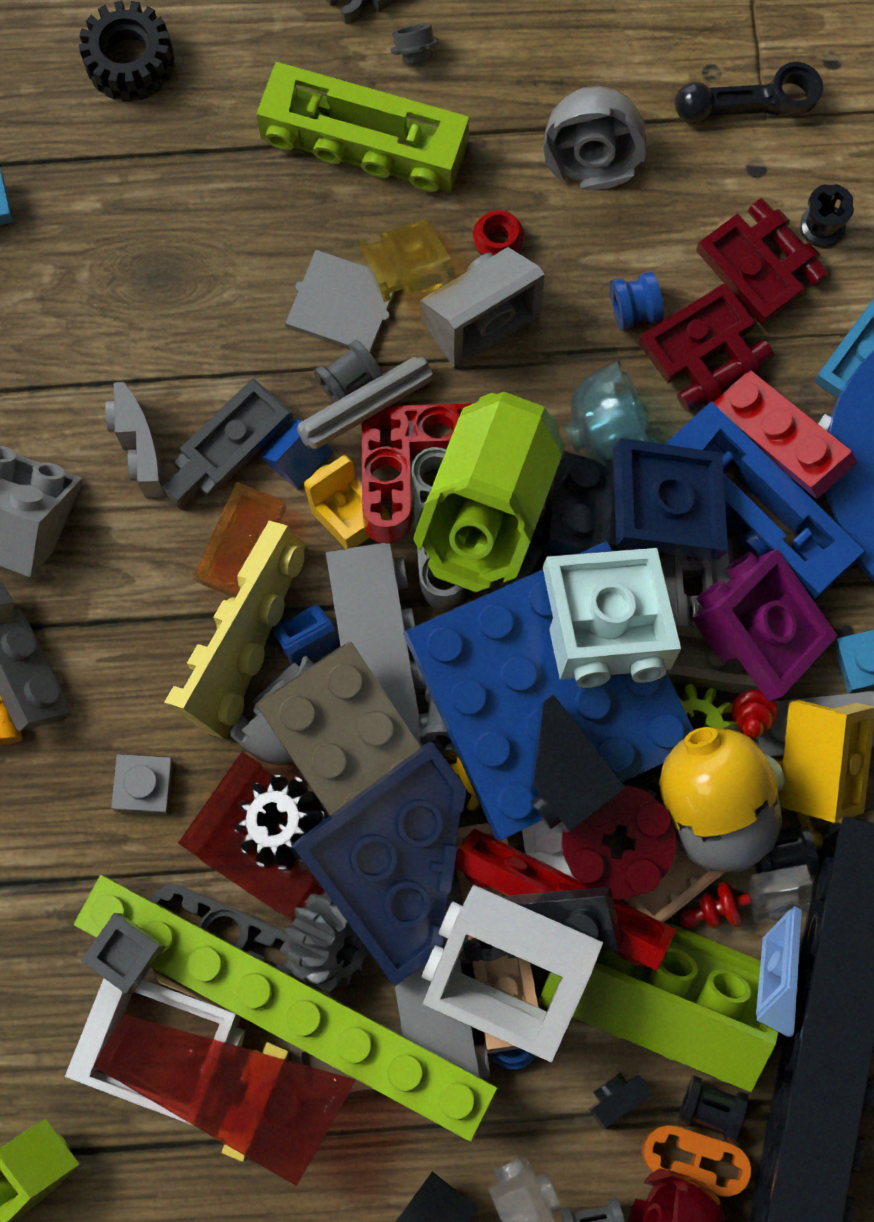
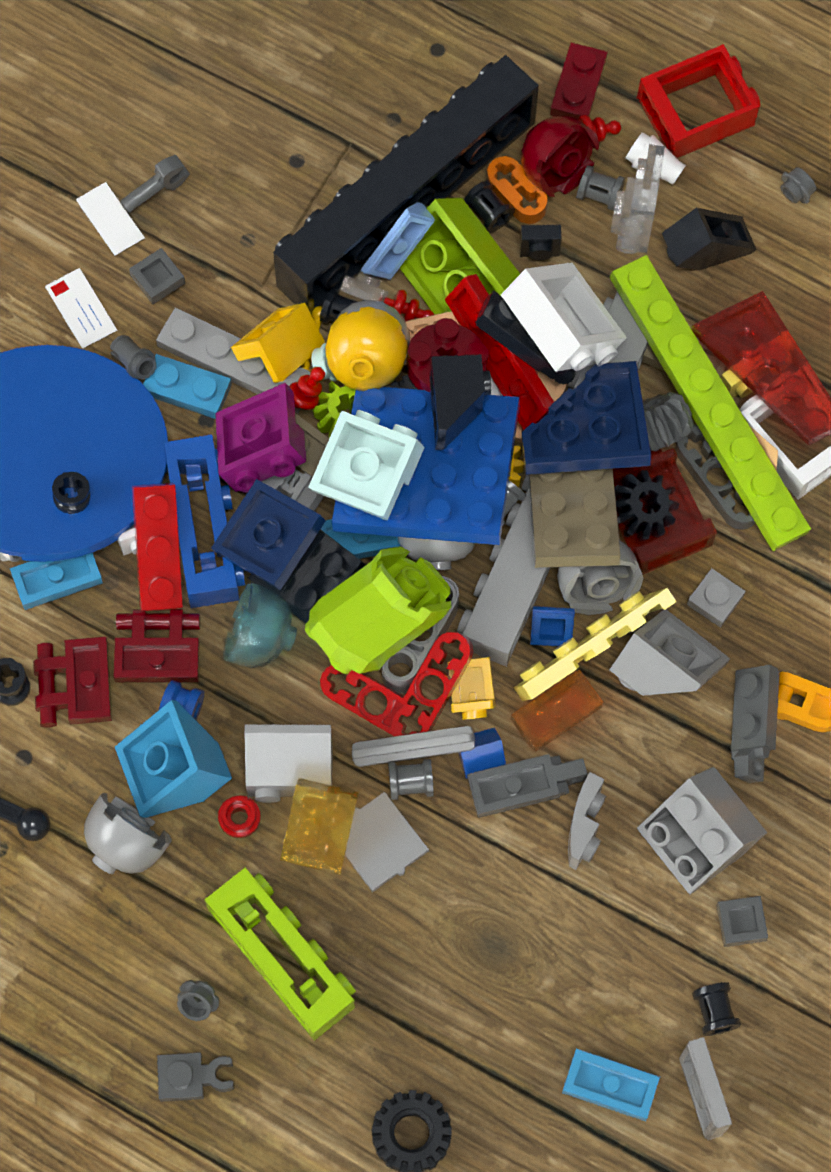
camera: 150 degrees left, 5 degrees down
(123, 953) = (790, 478): dark grey plate -> none
(137, 664) = (667, 658): none -> light grey slope
(601, 235) = (171, 762): none -> dark azure slope

